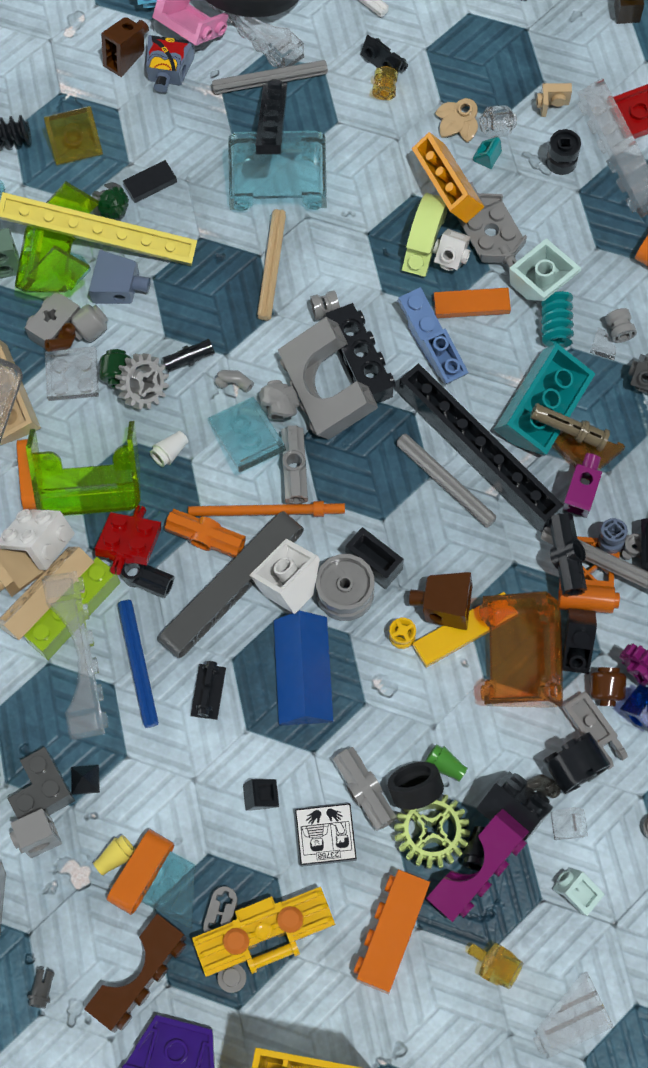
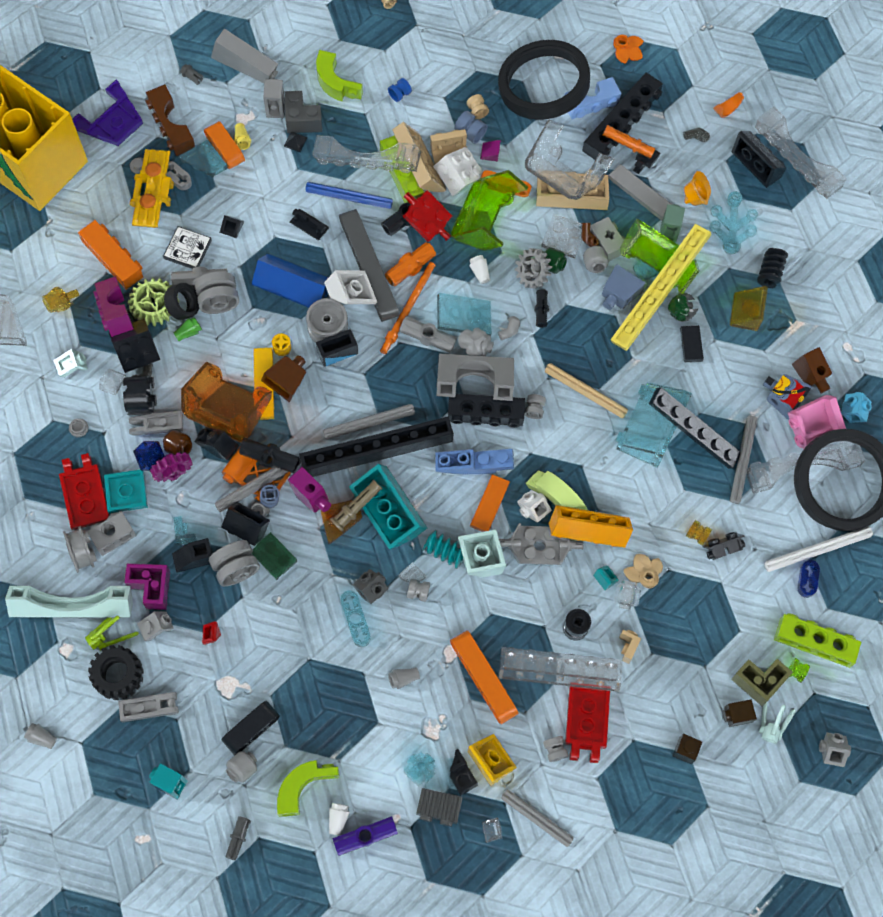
camera: 110 degrees right, 0 degrees up
(380, 744) = (216, 292): none -> light grey wheel

